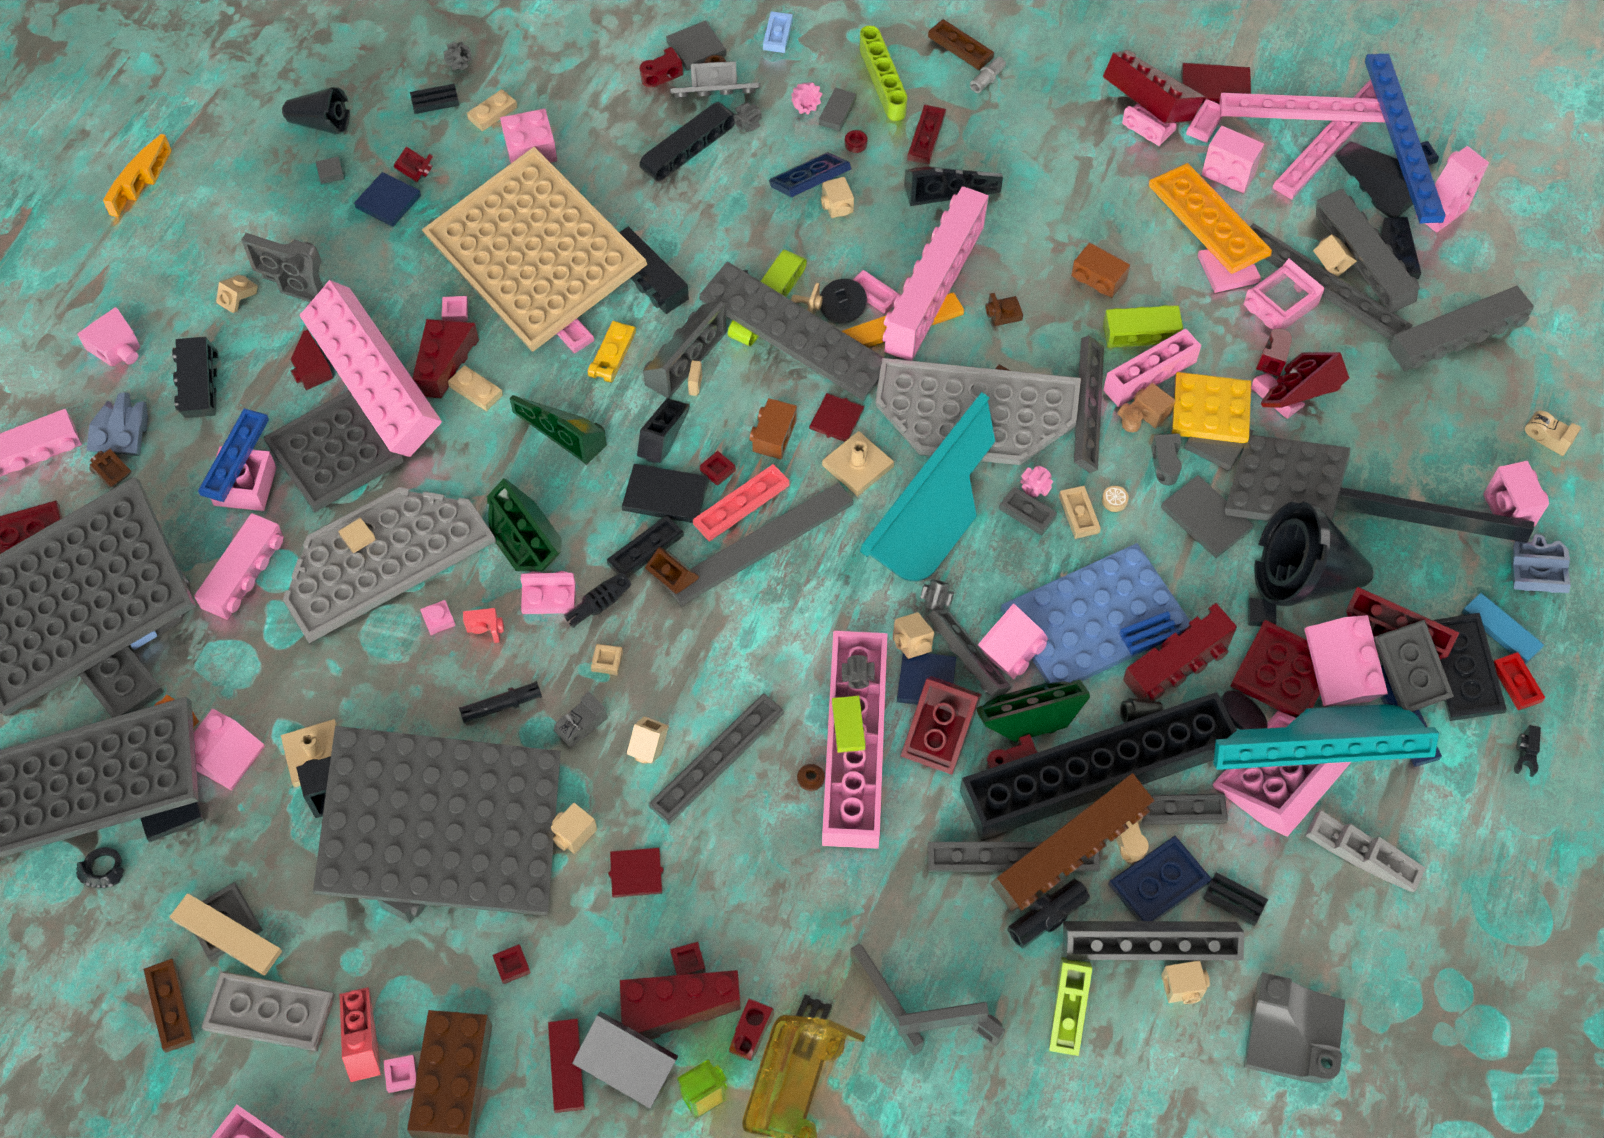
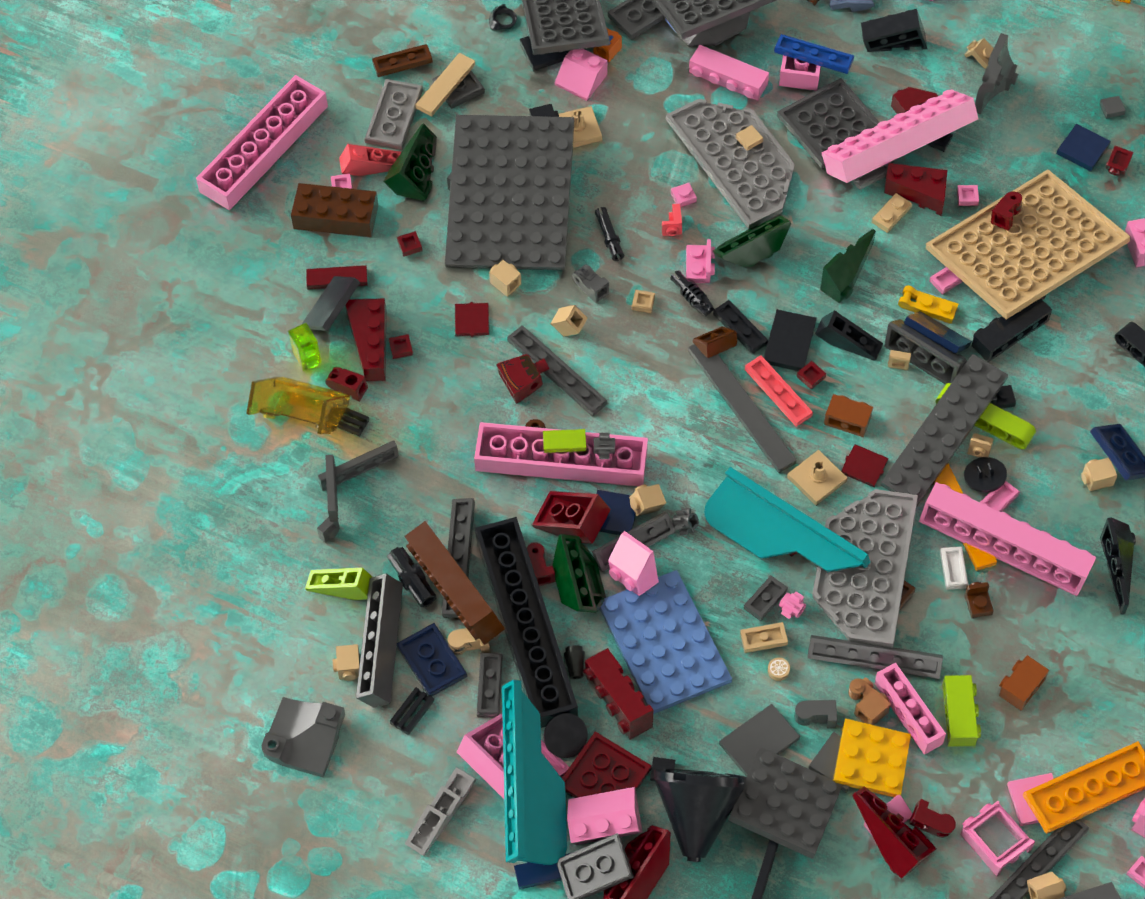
camera: 95 degrees right, 0 degrees up
(380, 974) = (413, 167): none -> dark green wedge
(490, 262) = (1006, 208): none -> dark red leg
(658, 336) = (937, 332): none -> dark blue tile
(734, 795) = (522, 375): none -> dark red torso
(964, 333) = (954, 568): none -> white tile
(1145, 624) = (634, 655): blue tile -> none

